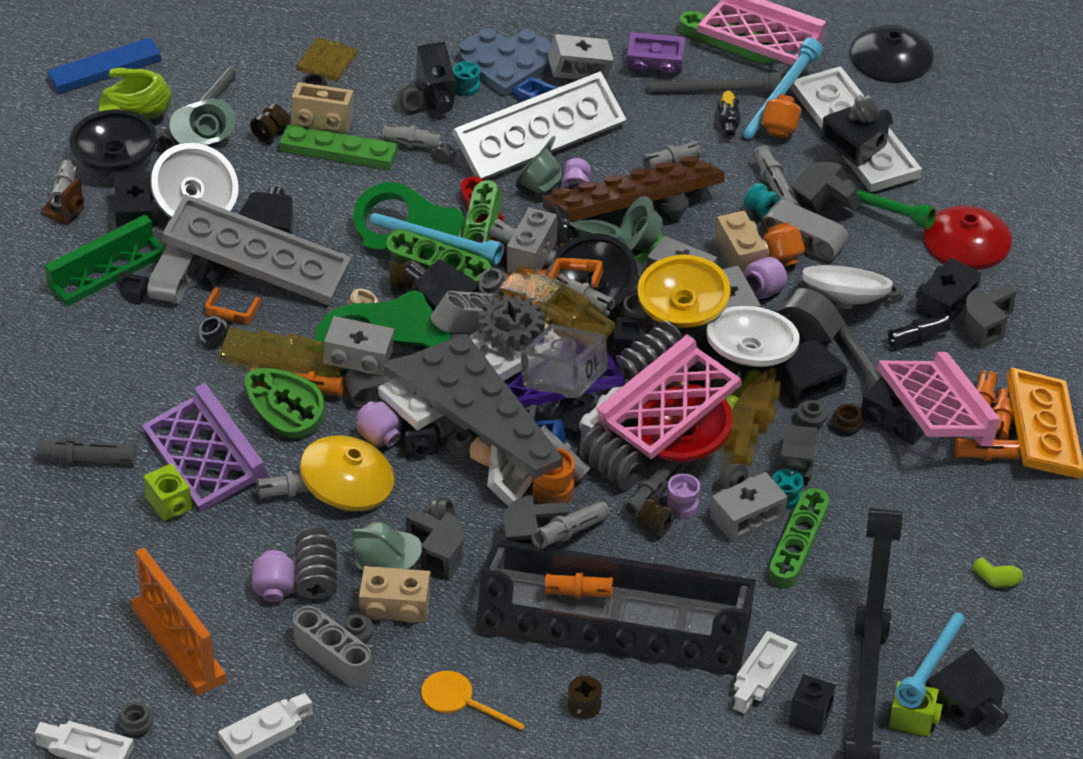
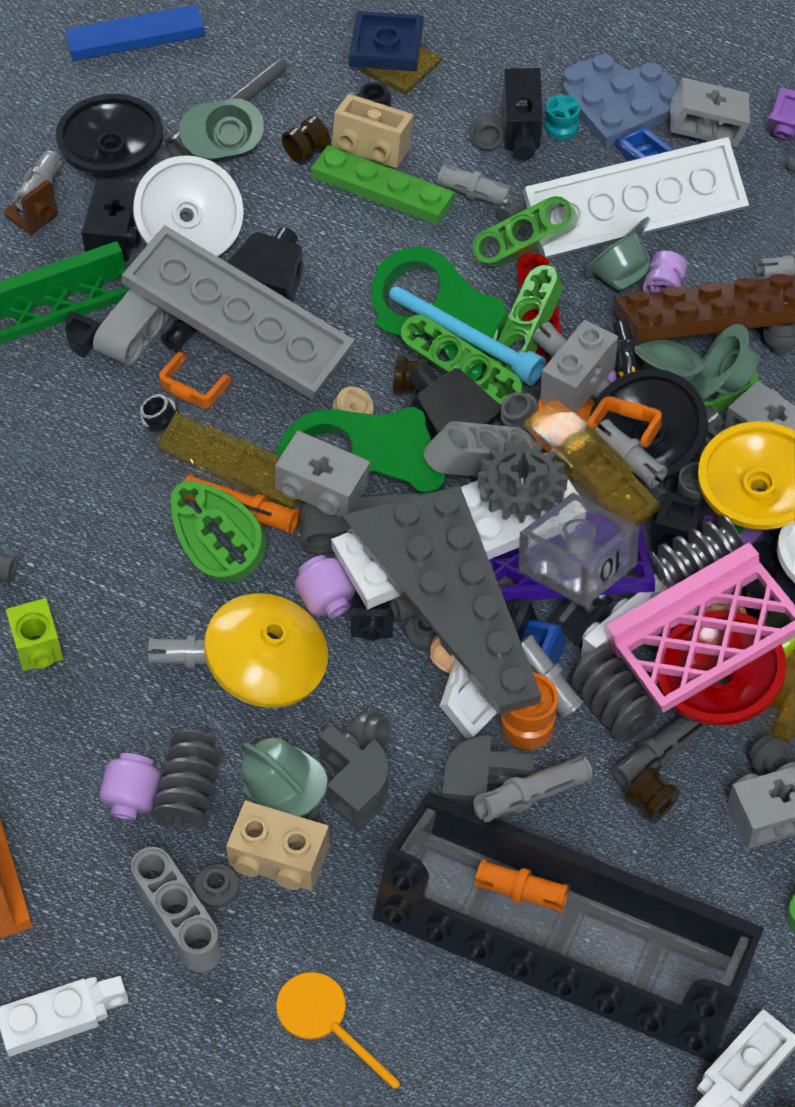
camera: 15 degrees right, 10 degrees up
(137, 92) = (157, 78): lime hair -> none
(230, 440) = (135, 576): medium lavender fence -> none
(311, 42) = (386, 41): none -> dark blue tile
(468, 147) = (507, 232): none -> bright green beam
(578, 703) = (489, 1071): dark brown wheel -> none
(683, 495) = (696, 770): lavender wheel -> none

